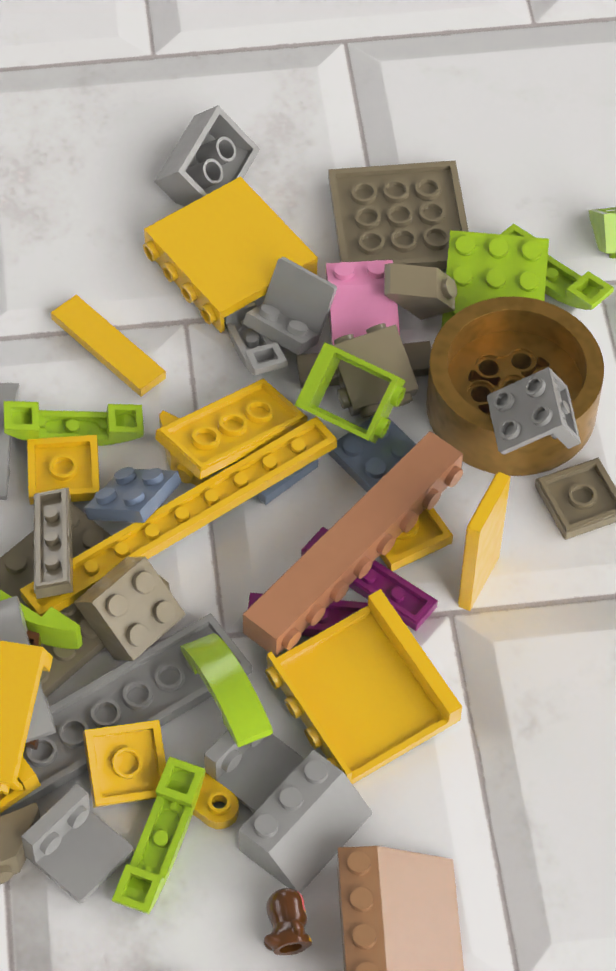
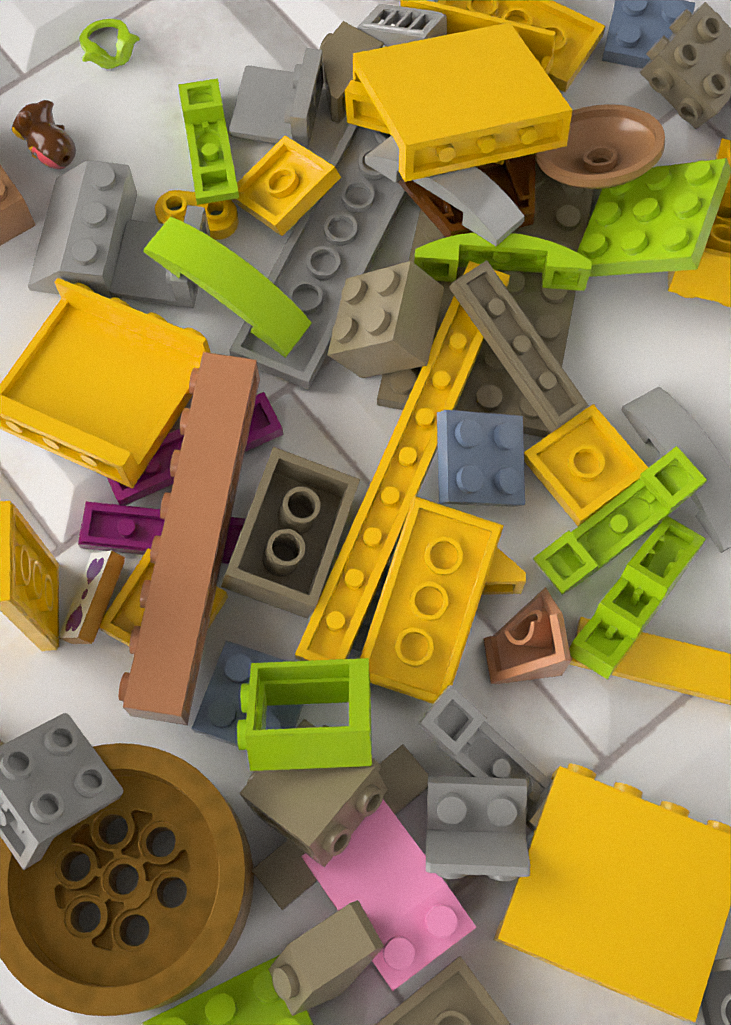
camera: 150 degrees right, 15 degrees up
(102, 377) = (636, 597): none -> lime slope
(181, 387) = (529, 644): none -> nougat slope
(289, 514) = (291, 533): none -> dark tan brick
(441, 559) = (92, 597): none -> tile

